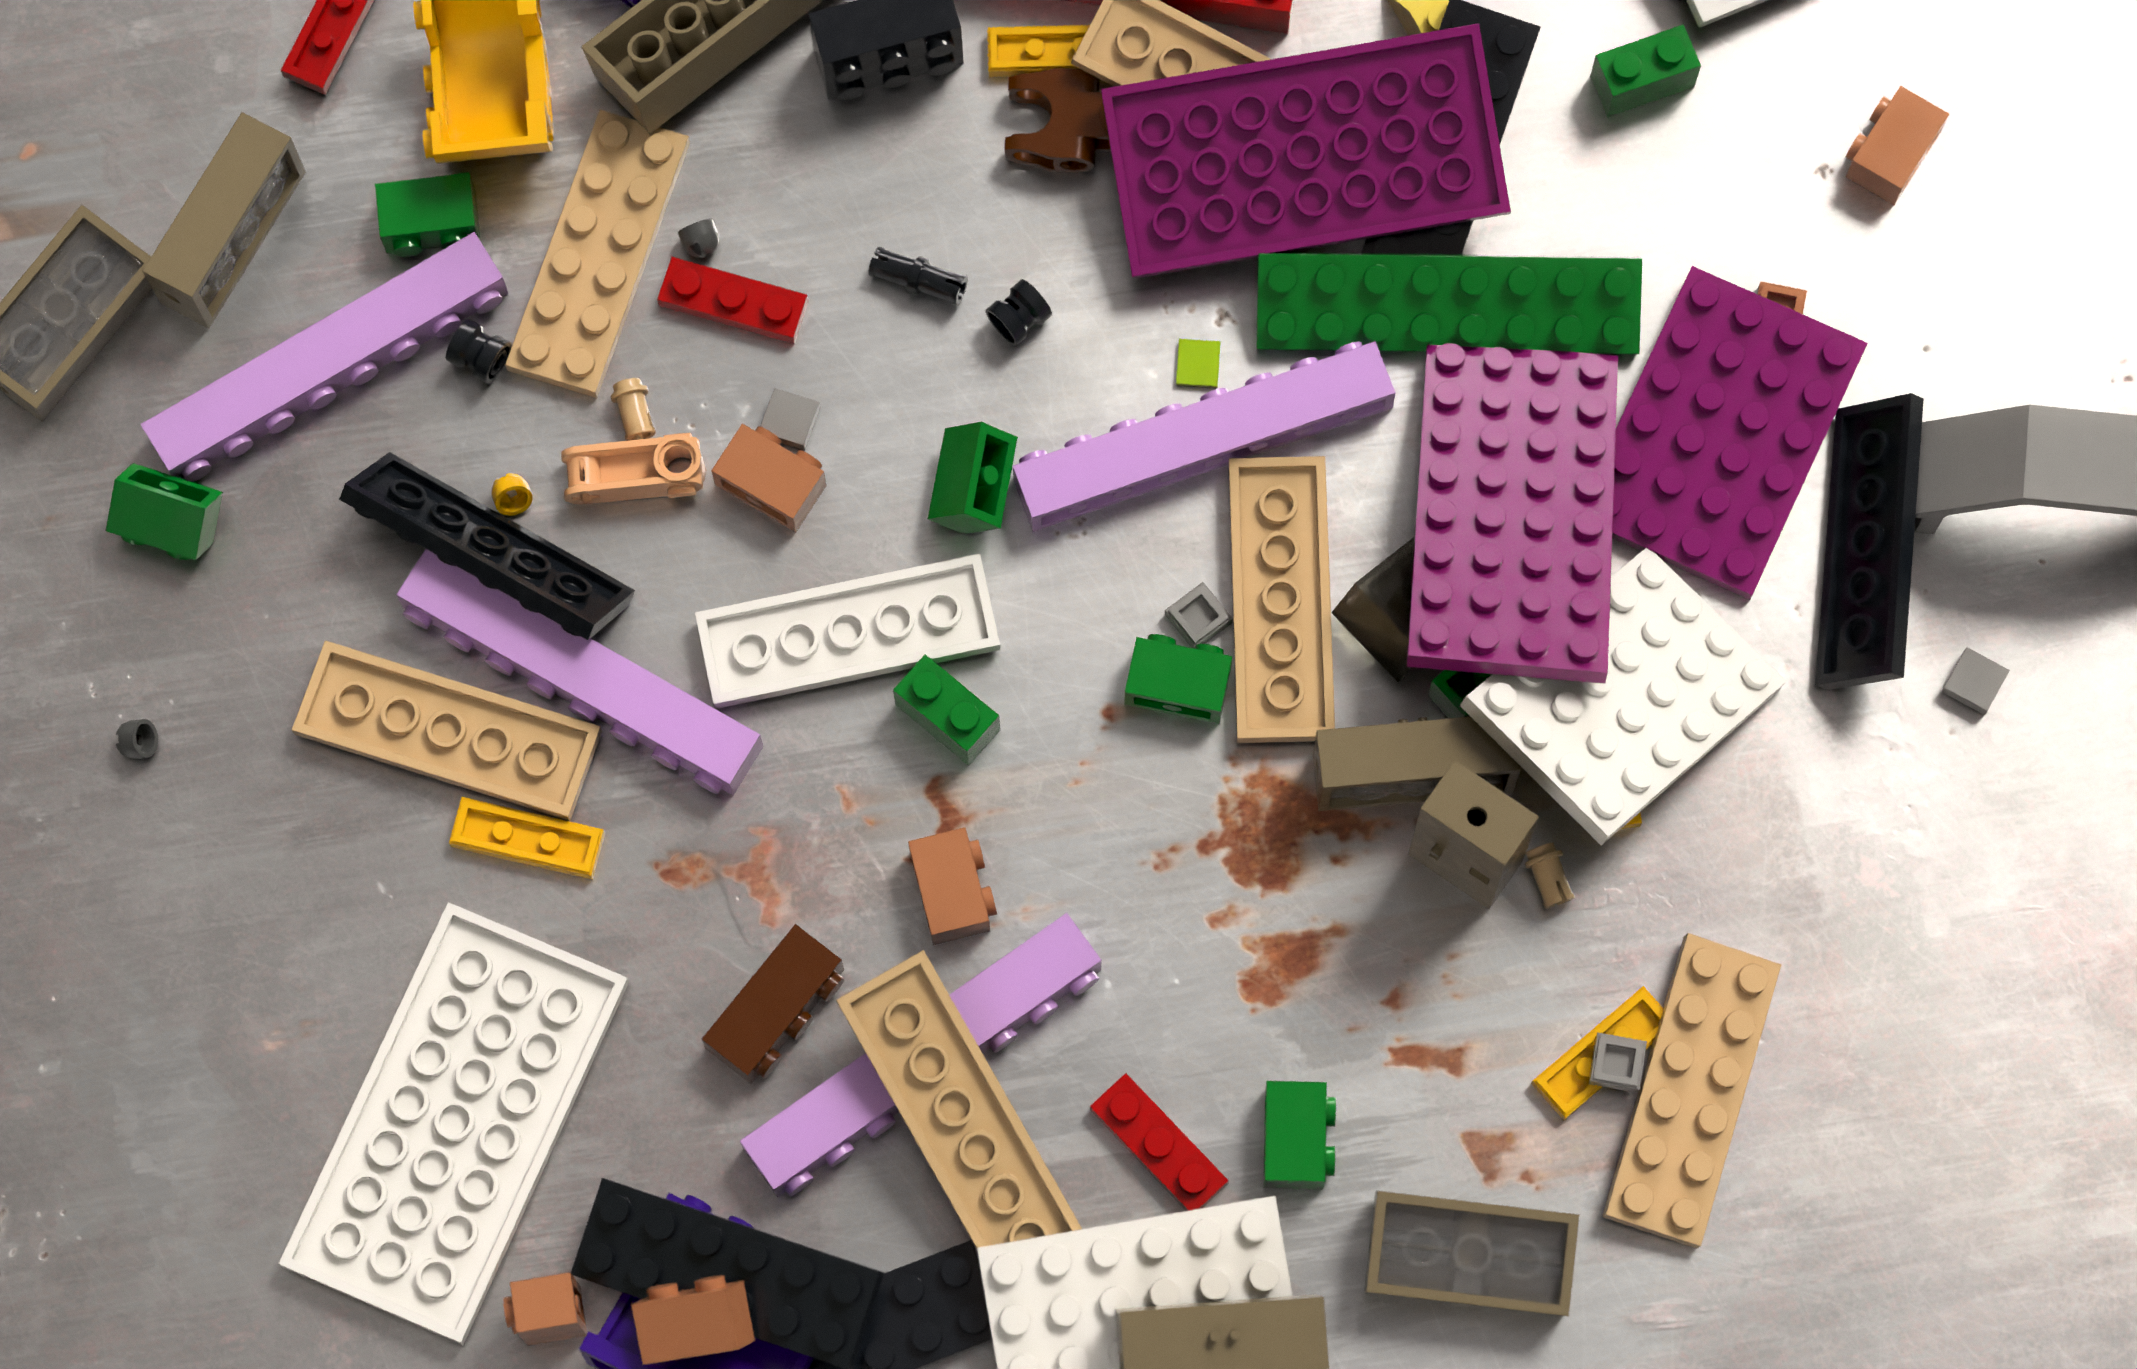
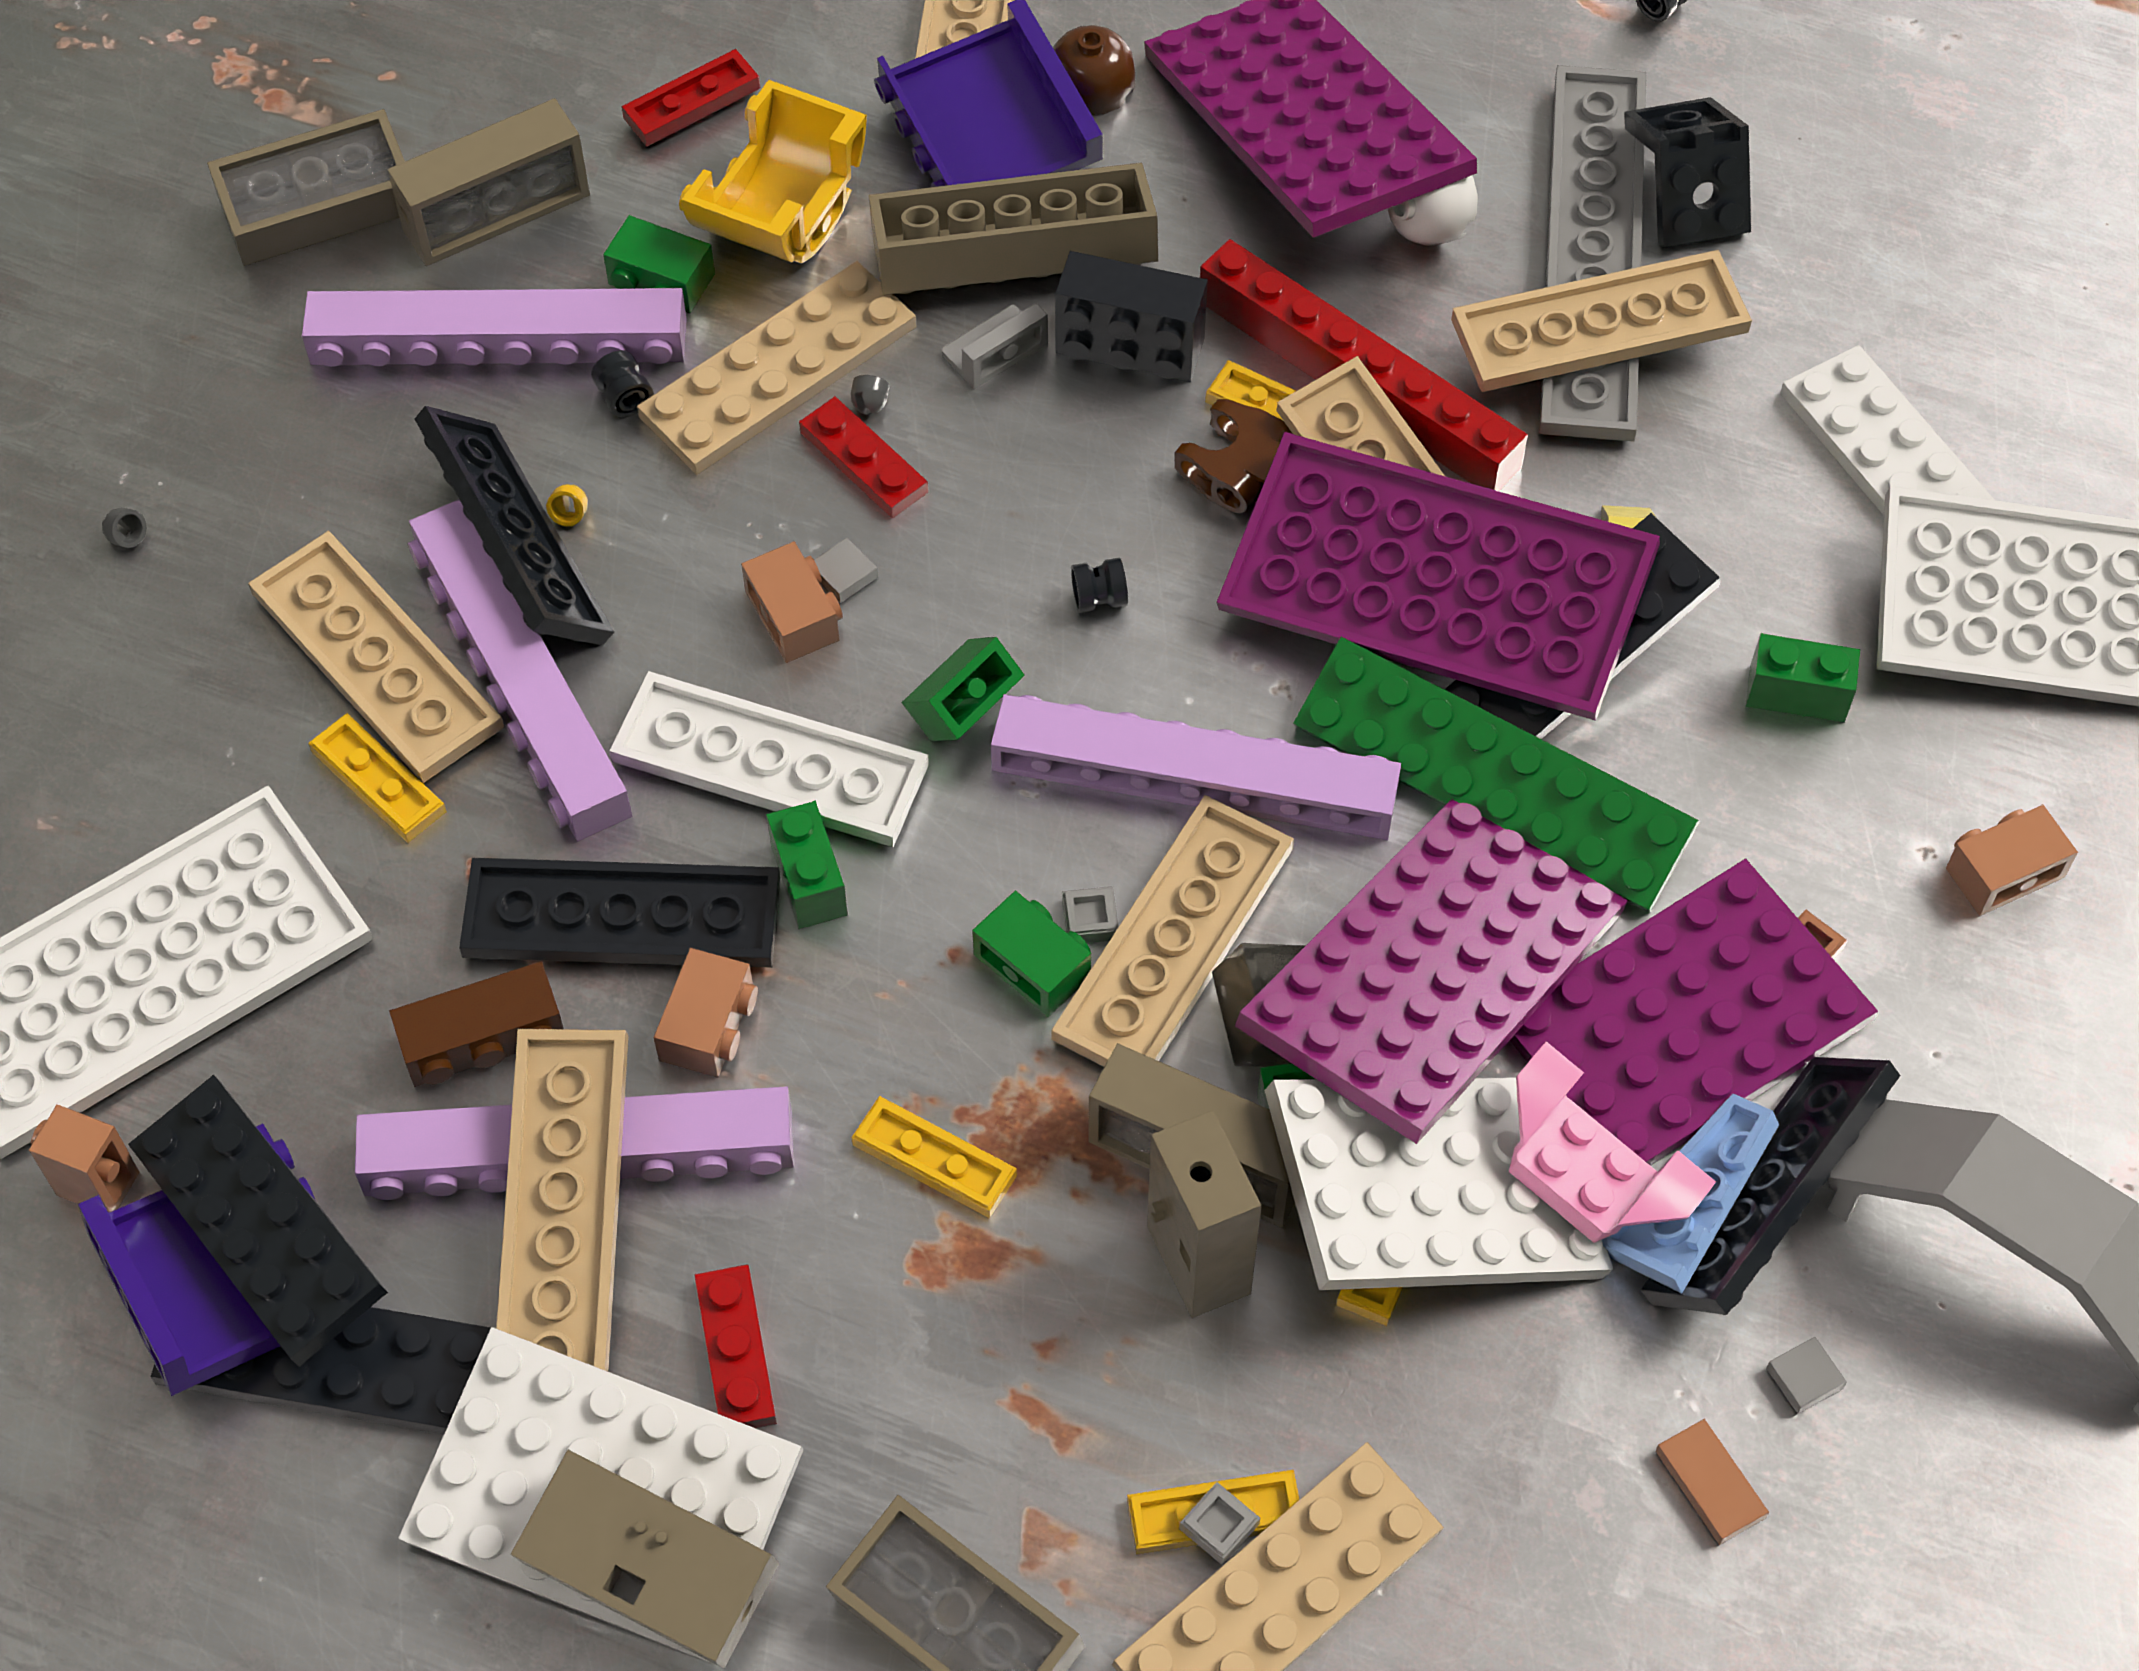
camera: 30 degrees right, 15 degrees down
(163, 512) = (276, 367): green brick -> none
(633, 408) = (721, 483): tan pin -> none
(633, 469) = (682, 537): light nougat piece -> none
(692, 1321) = (186, 1231): nougat brick -> none
(773, 122) = (997, 343): none -> light grey panel
(819, 839) = (619, 911): none -> black plate
(918, 275) = (1033, 515): black pin -> none
(1198, 363) = (1234, 710): lime piece -> none
(1208, 896) = (934, 1157): none -> yellow tile
(1297, 1135) = (865, 1411): green brick -> none
(1549, 874) = (1267, 1315): tan pin -> none
(1731, 614) = (1584, 1167): none -> bright pink piece
(1813, 593) = (1727, 1152): none -> light blue wing
(1953, 808) = (1712, 1481): none -> nougat tile

